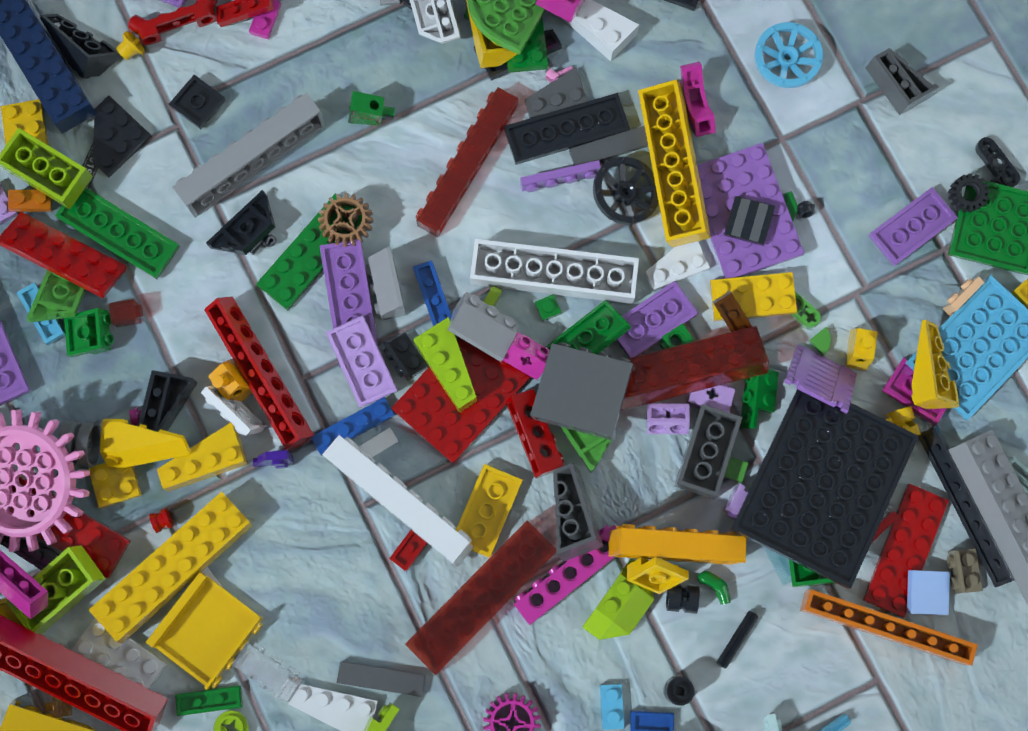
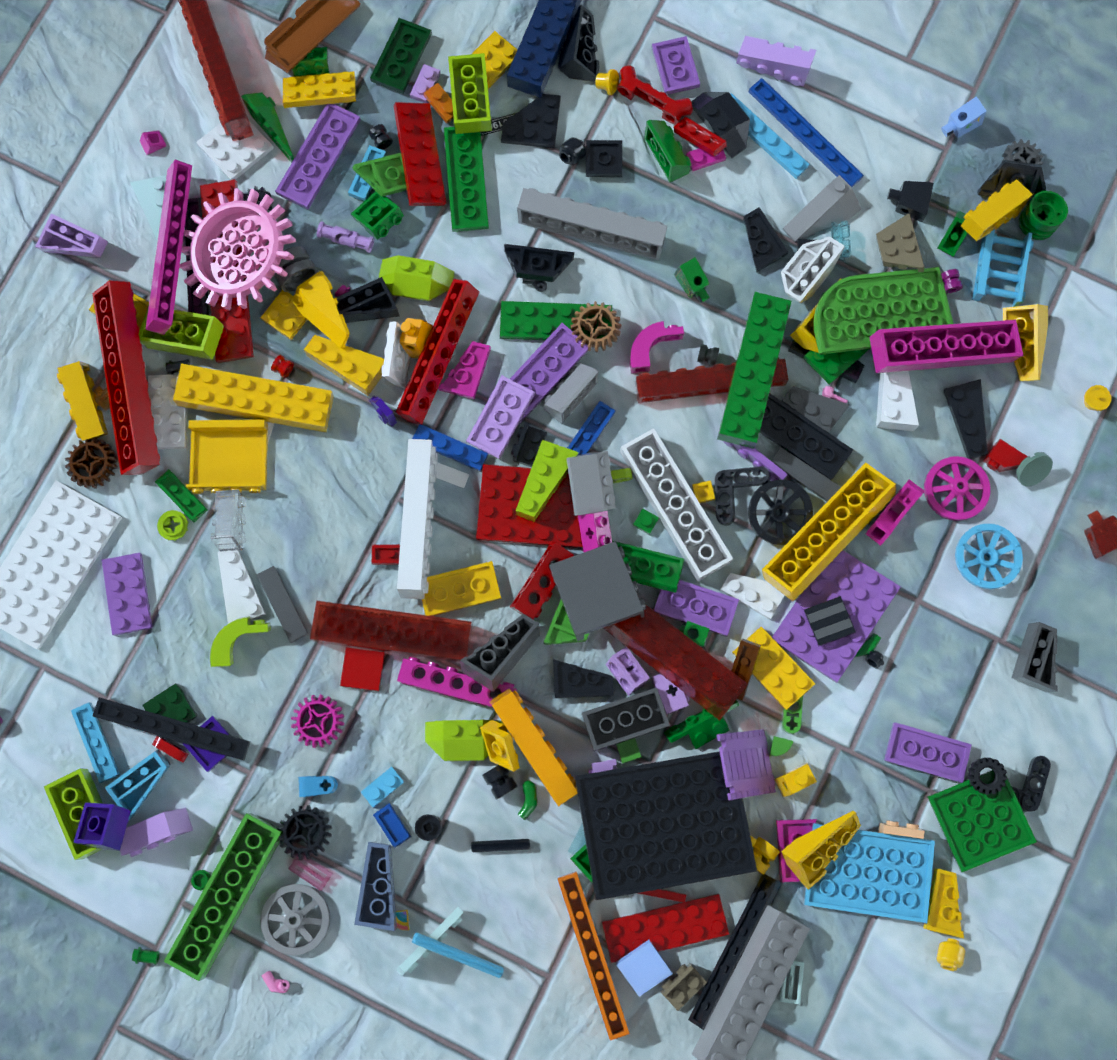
camera: 55 degrees right, 0 degrees up
(18, 277) = (381, 138): none -> black wheel
(83, 617) = (174, 367): none -> black pin
(87, 374) = (345, 237): none -> lavender piece
(125, 313) = (411, 229): clear red brick -> none
(168, 123) = (572, 151): none -> black head
(173, 342) = (415, 277): none -> lime wedge
(233, 44) = (666, 150): none -> green slope
(299, 363) = (468, 372): none -> dark pink wing
(379, 27) = (763, 240): none -> black wing
(396, 201) = (647, 339): none -> dark pink arch
(444, 147) = (709, 355): none -> pearl dark grey wheel
(490, 118) = (754, 370): none -> green brick
(494, 648) = (362, 669): none -> red tile
(559, 239) = (703, 491): none -> yellow plate
(572, 217) = (729, 486): none -> black beam
(645, 467) = (580, 682): none -> black wing
(710, 39) = (954, 491): none -> dark pink wheel

